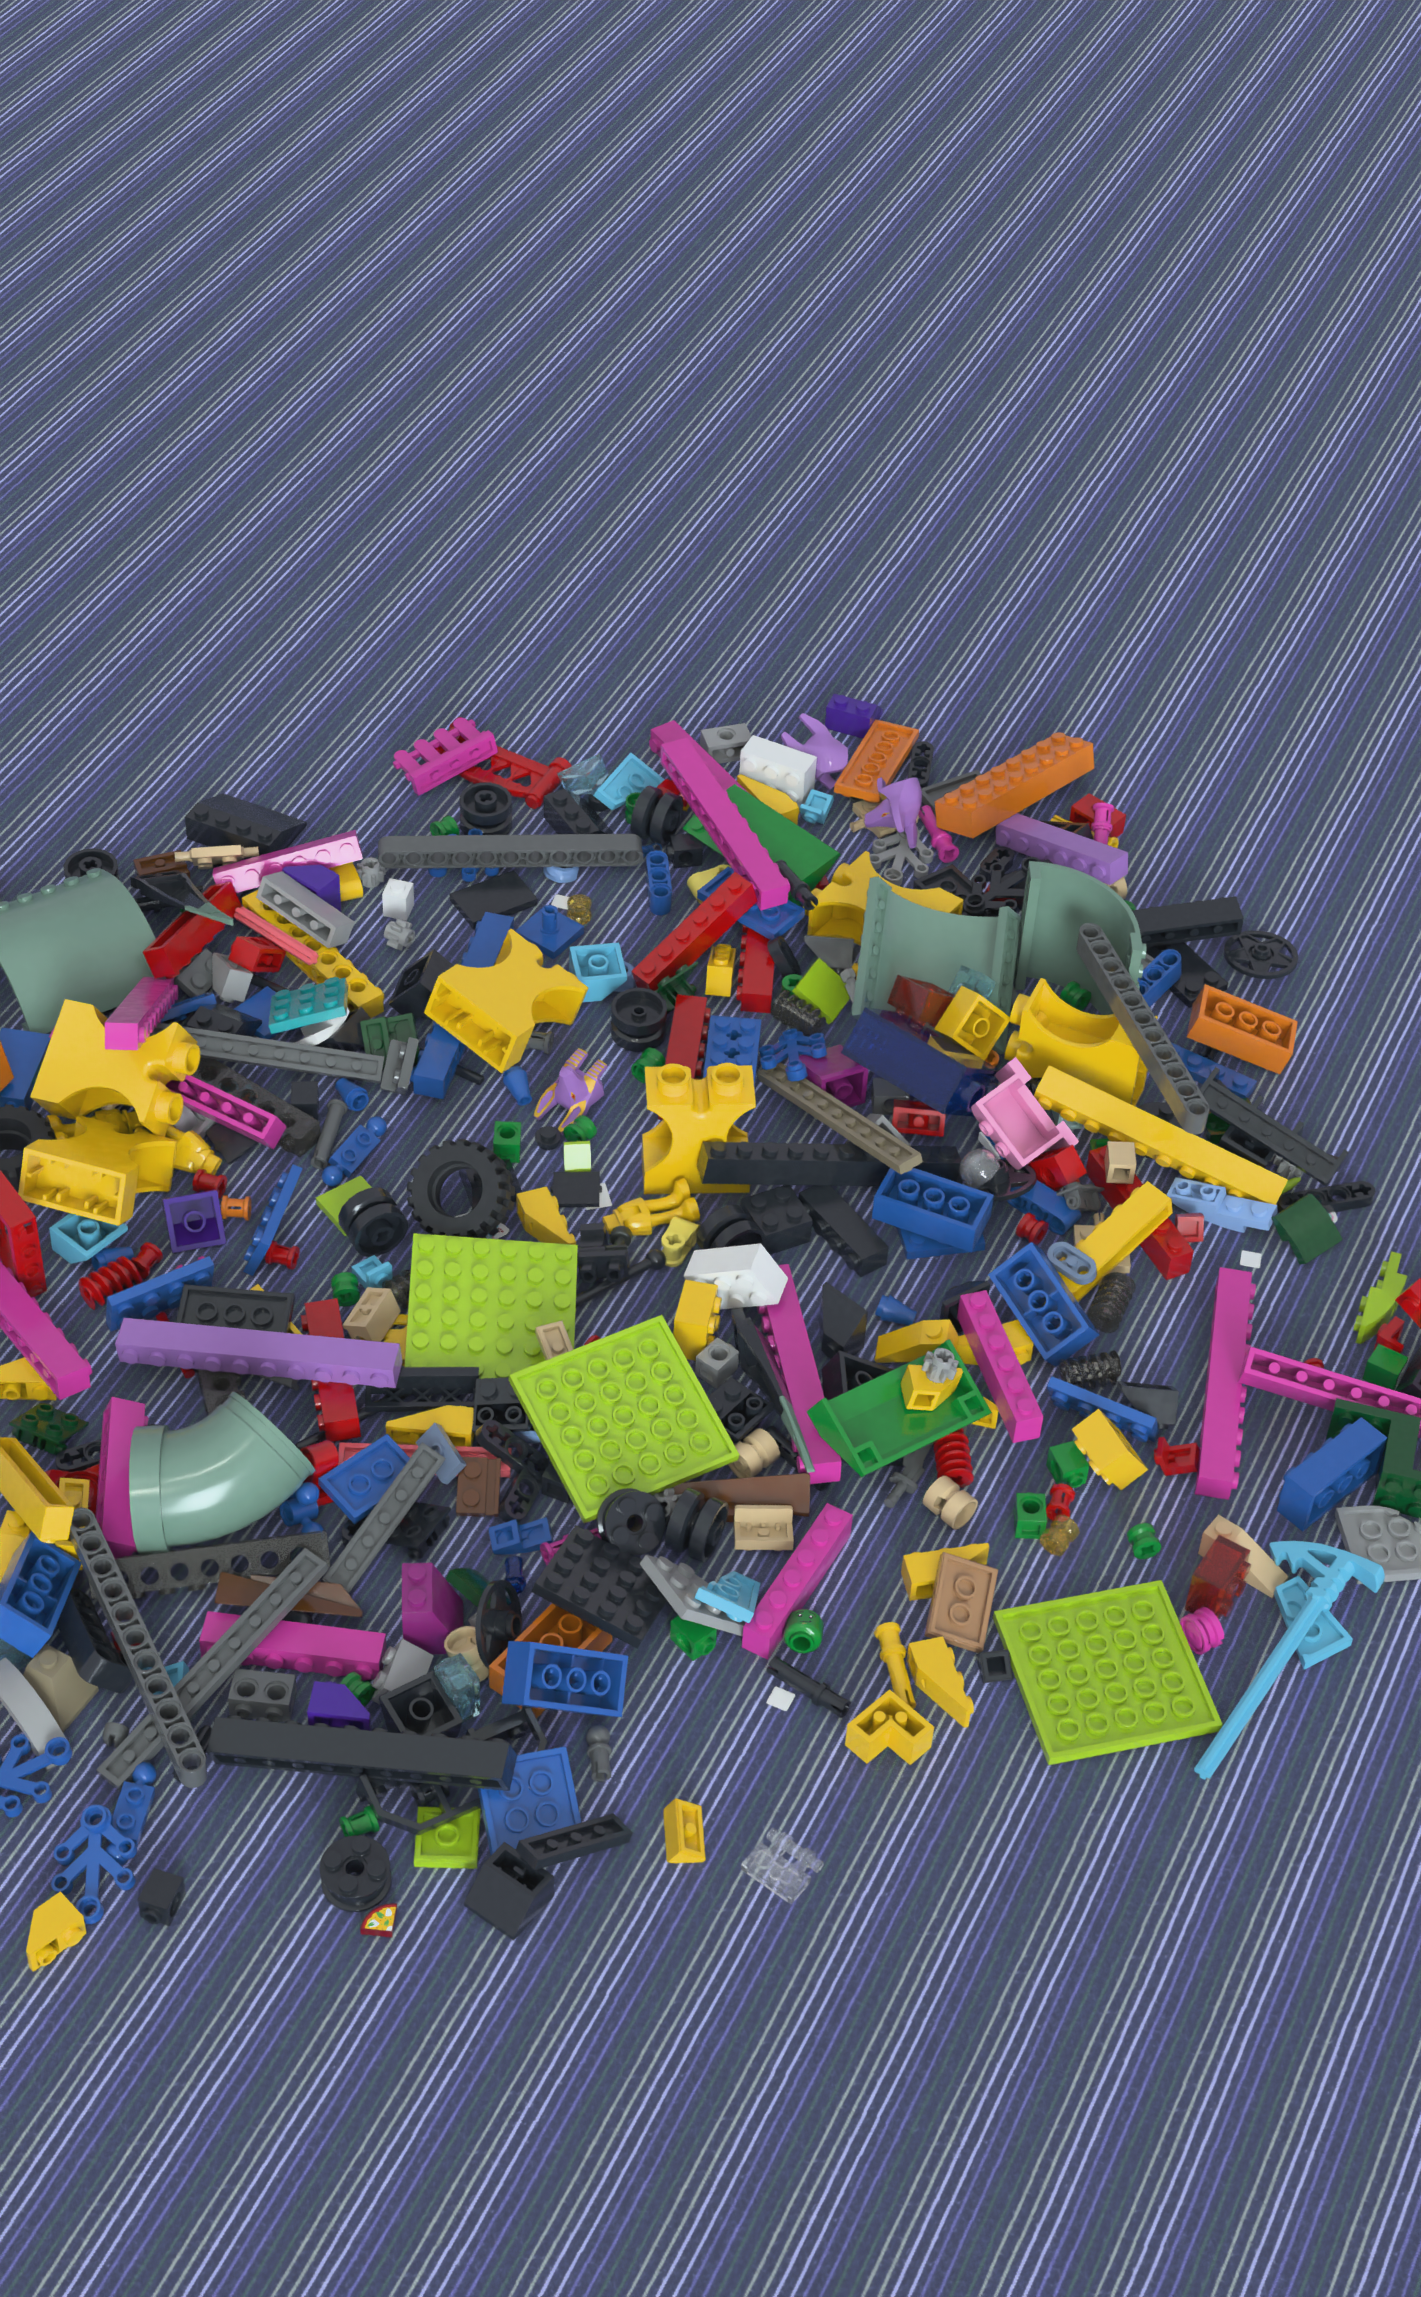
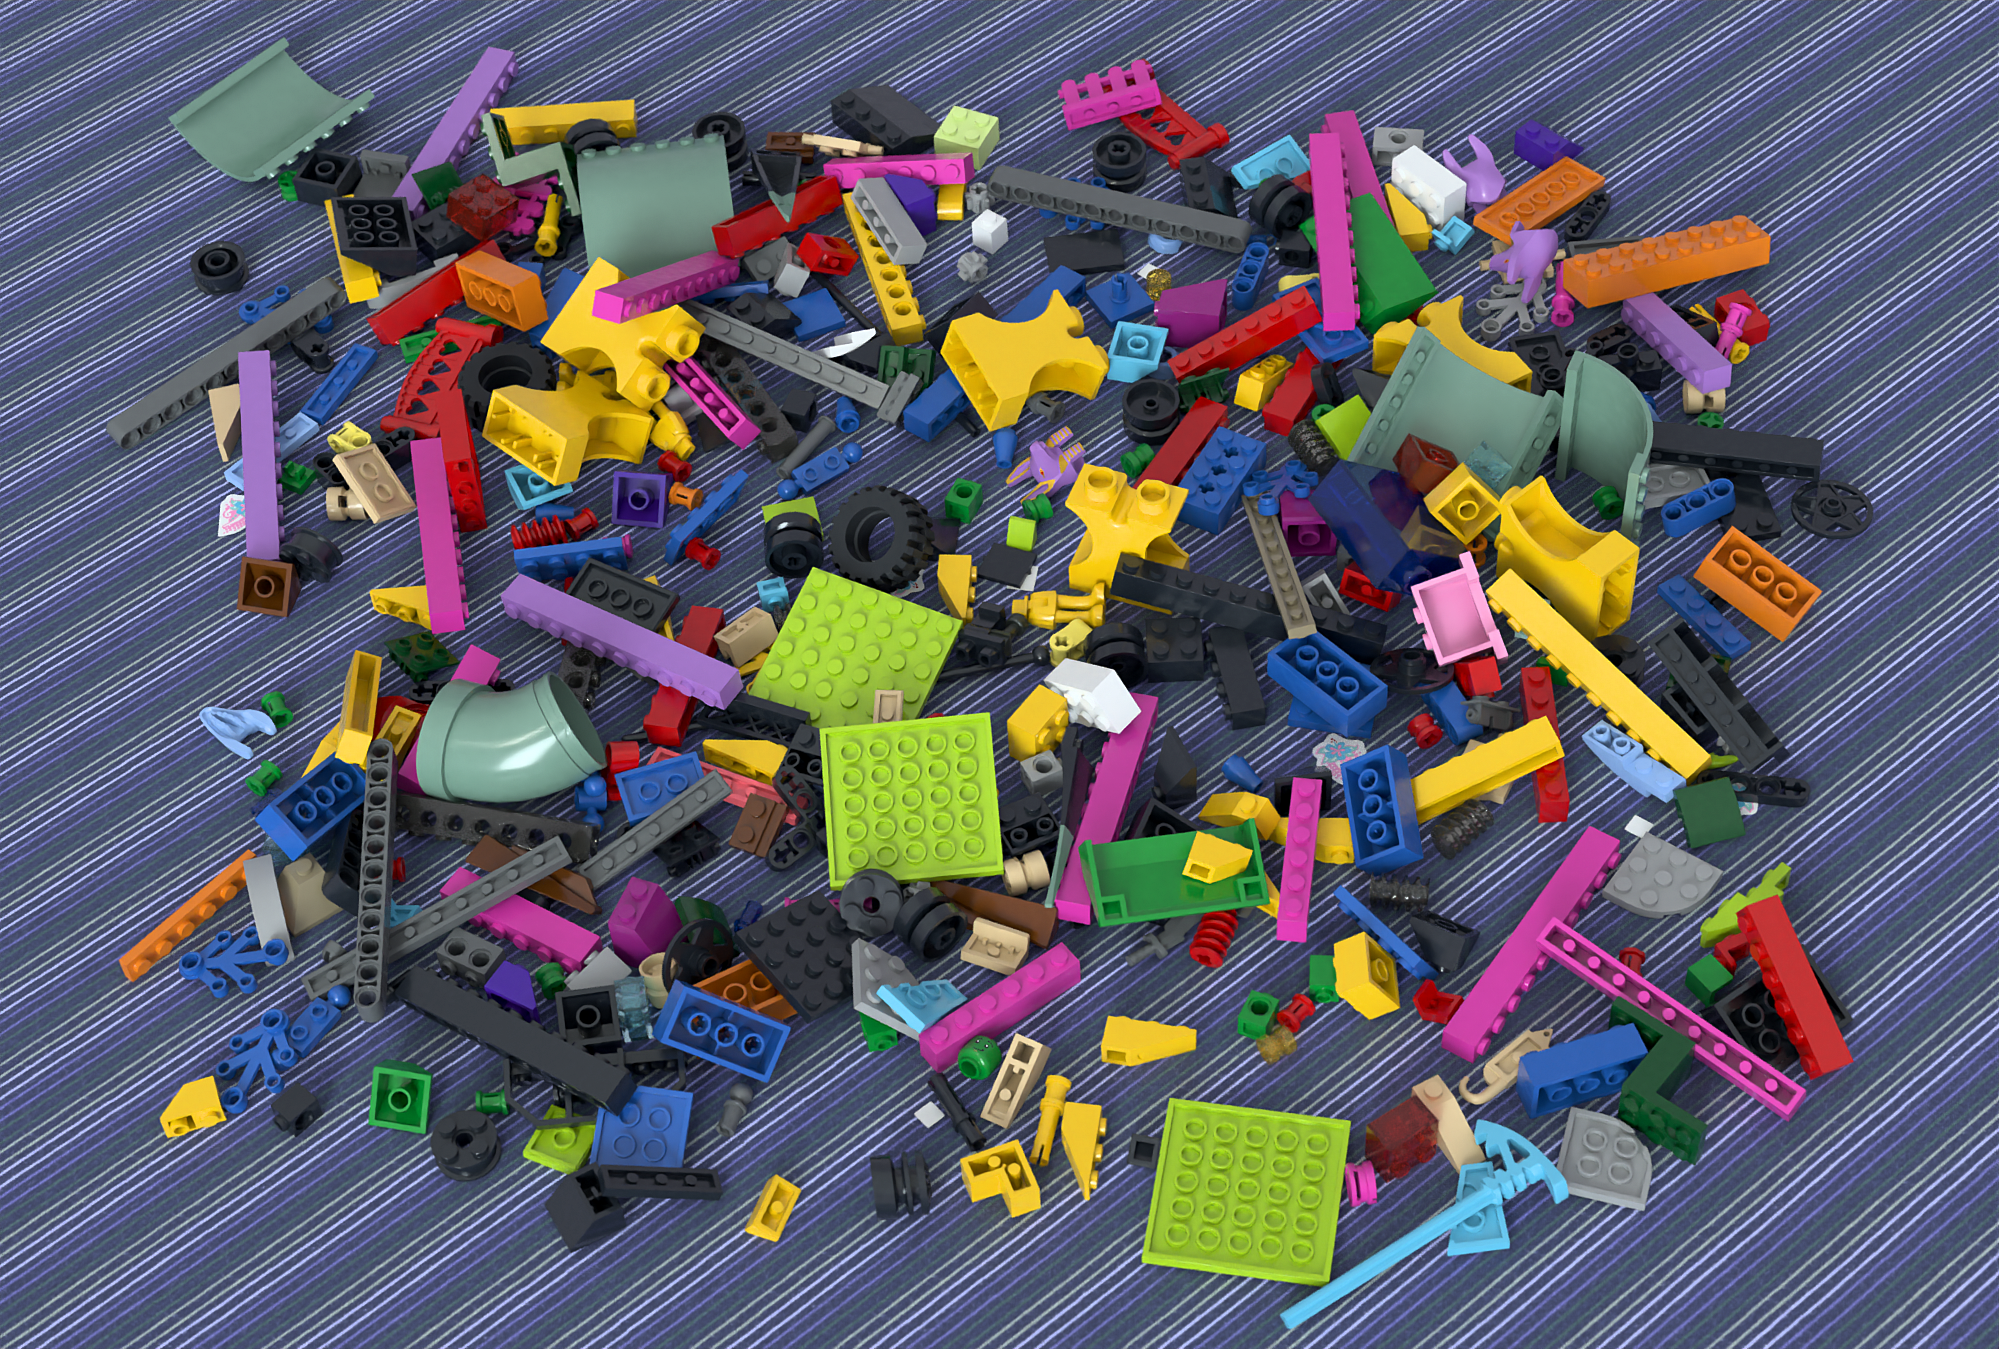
camera: 30 degrees right, 5 degrees up
(266, 1848) = (400, 1096): none -> green slope
(276, 936) = (853, 240): coral axle -> none
(308, 1005) = (842, 317): teal plate -> none
(328, 816) = (968, 132): none -> yellowish green brick
(345, 1289) = (740, 601): green wheel -> none
(380, 1921) = (468, 1195): tile -> none
(439, 1441) = (737, 777): sand blue plate -> none
(444, 827) = (1072, 169): green wheel -> none
(517, 1539) = (771, 886): blue slope -> none
(548, 1137) = (1006, 506): black plate -> none
(584, 776) = (1234, 148): clear light blue slope -> none
(634, 923) = (1192, 312): none -> magenta slope
(776, 1872) = (833, 1273): clear plate -> none
(799, 890) = (1368, 318): black pin -> none
(801, 1767) = (900, 1185): none -> black wheel
(847, 1641) = (1015, 1080): none -> tan slope
(940, 1365) = (1223, 841): light grey gear -> none
(948, 1501) = (1186, 978): tan wheel -> none
(961, 1602) = (1140, 1079): medium nougat tile -> none
(966, 1268) = (1336, 751): none -> clear sticker
(978, 1167) = (1392, 652): clear hair -> none
(1073, 1264) = (1431, 779): sand blue plate -> none
(1120, 1162) = (1537, 688): tan brick -> none
(1143, 1029) = (1609, 557): dark grey beam -> none
(1143, 1541) = (1357, 1077): green wheel -> none
(1190, 1226) = (1587, 776): tile -> none
(1264, 1490) = (1503, 1068): none -> tan plate
(1296, 1297) = (1661, 880): none -> light grey plate

